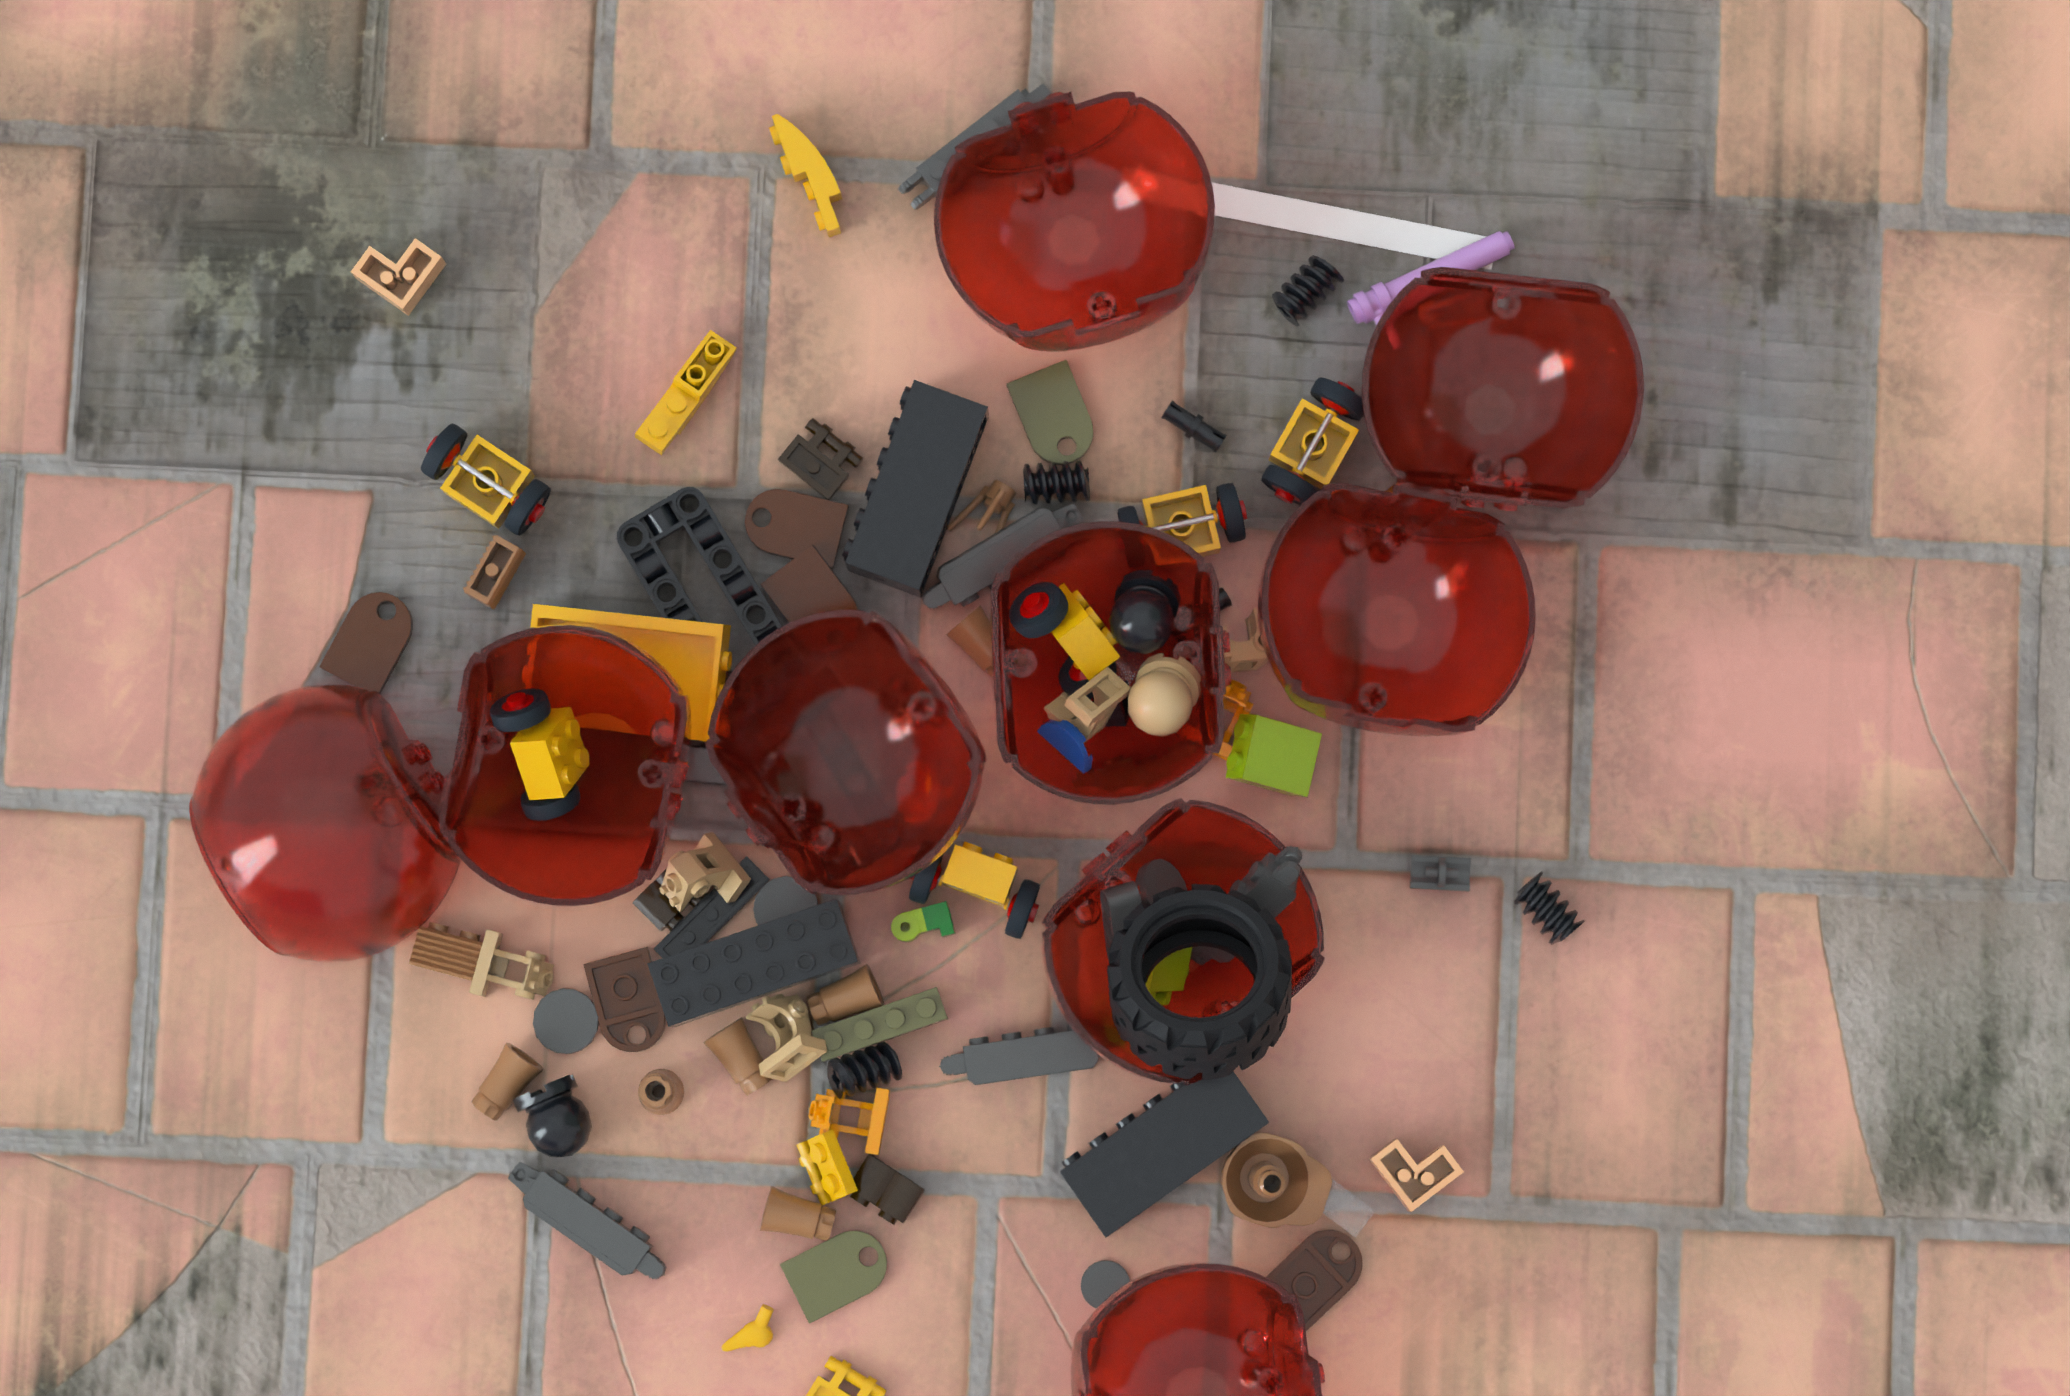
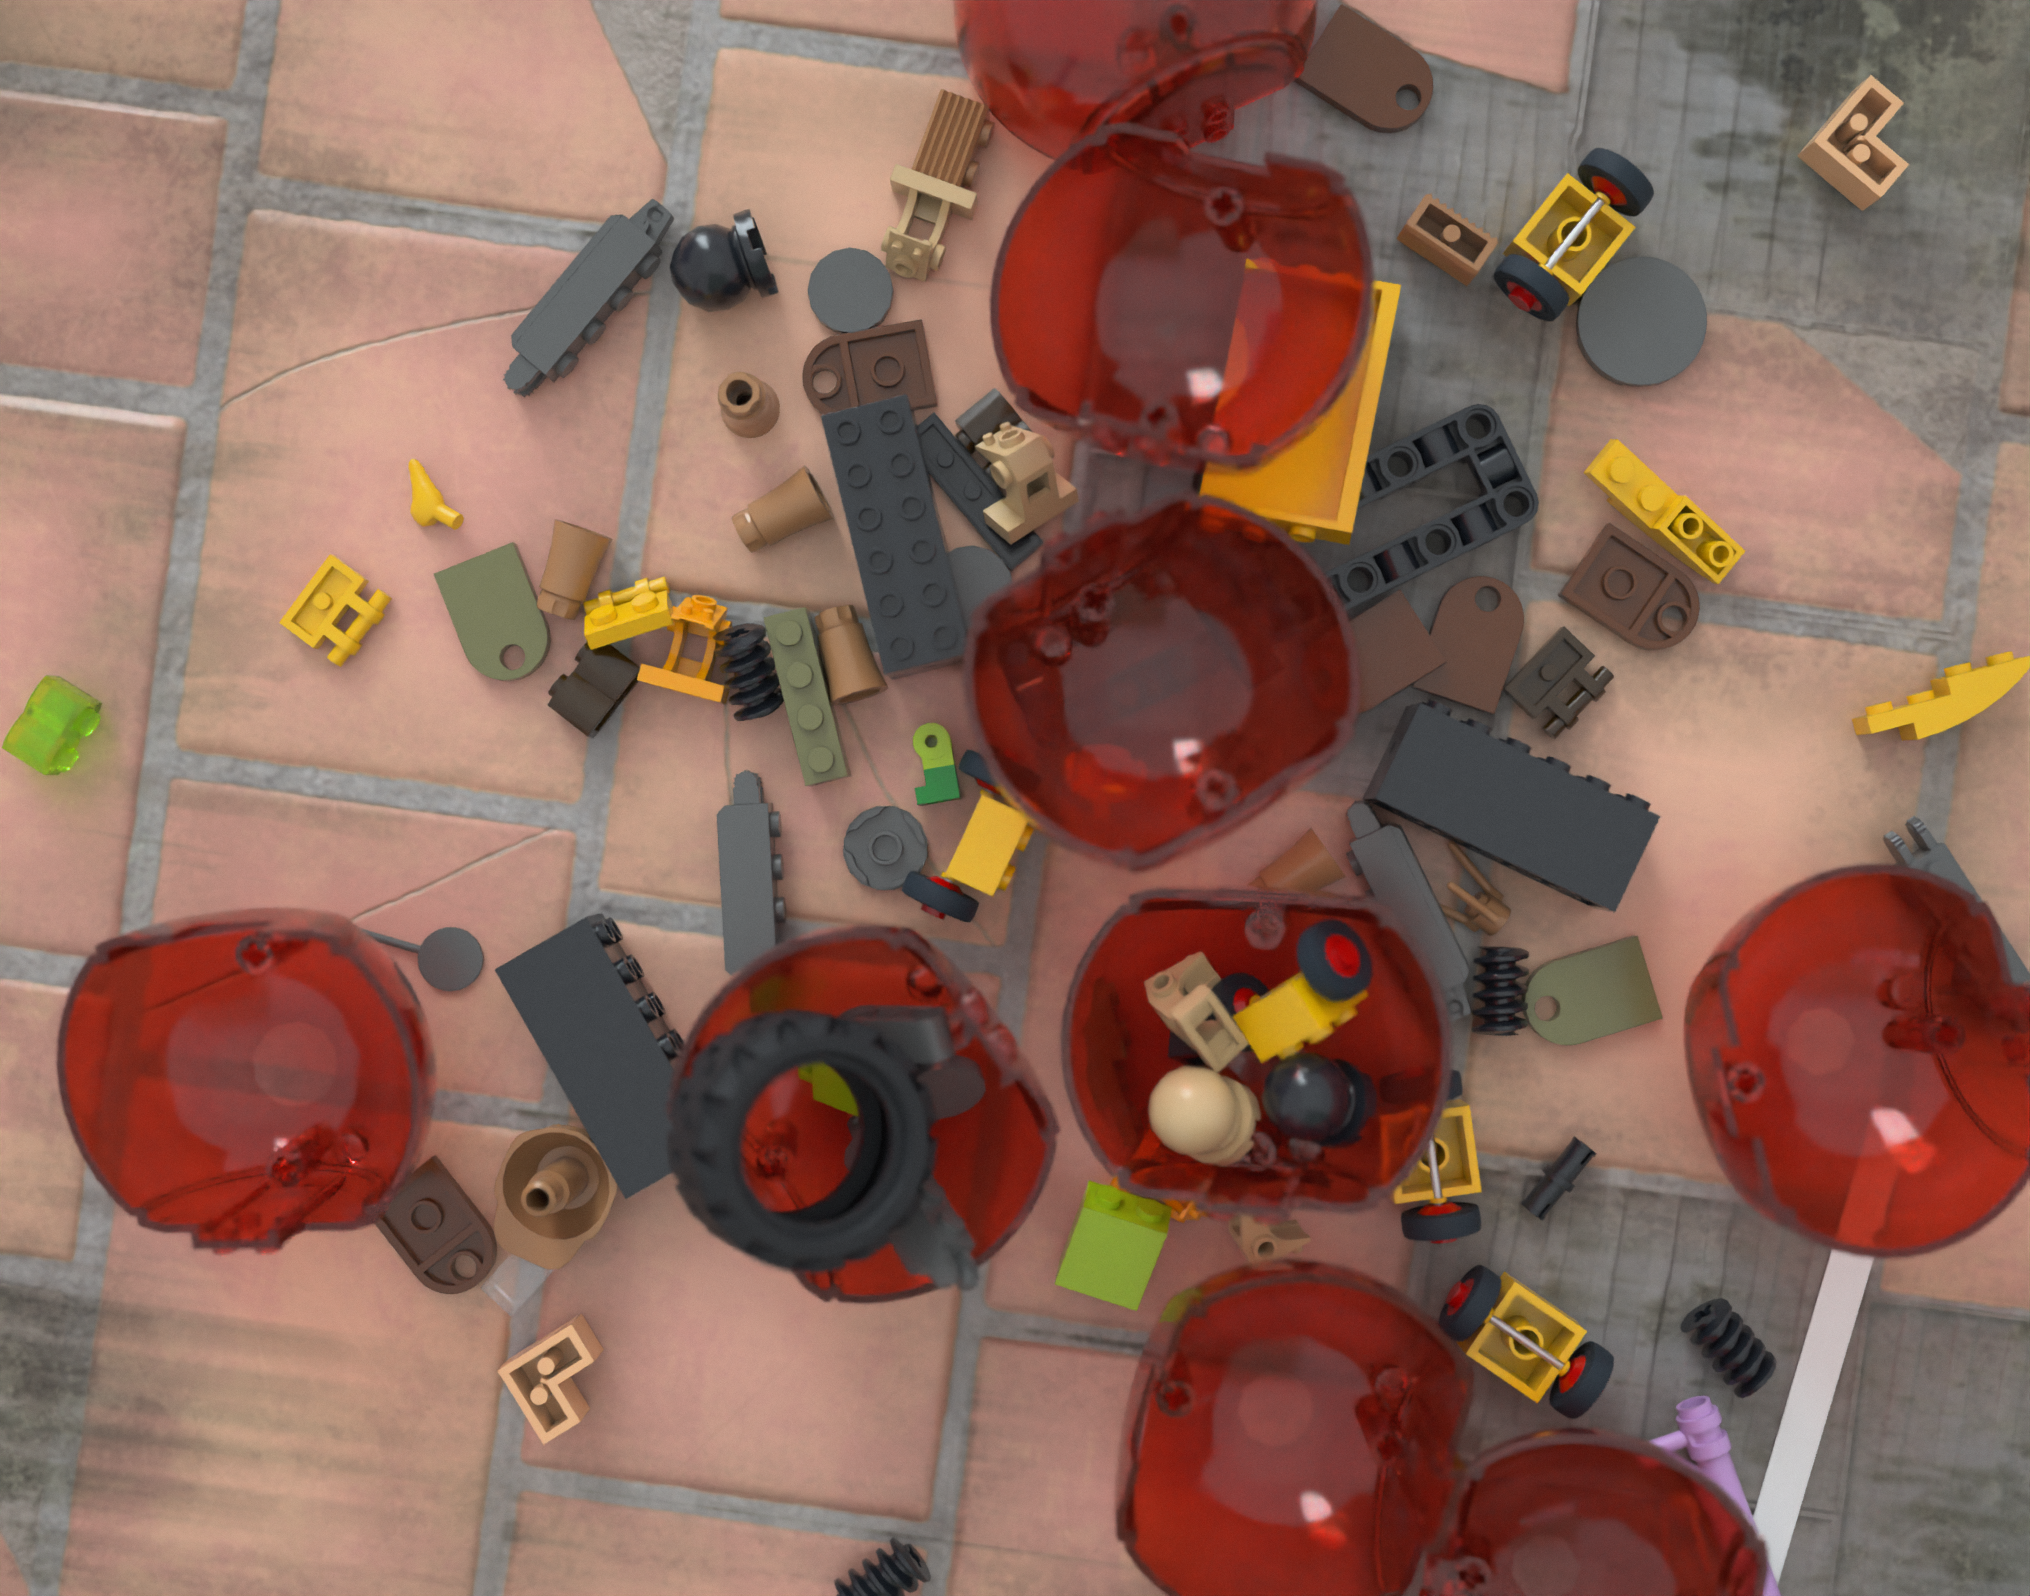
camera: 90 degrees right, 5 degrees up
(506, 1081) = (778, 206): medium nougat plant -> none
(543, 421) = (1641, 322): none -> dark grey tile
(545, 751) = (1203, 278): yellow brick -> none
(745, 411) = (1629, 590): none -> reddish brown tile
(790, 1026) = (815, 581): tan tile -> none
(989, 956) = (885, 847): none -> dark grey tile
(1068, 742) = (1152, 981): blue tile -> none
(1440, 873) = (939, 1446): dark grey hips -> none

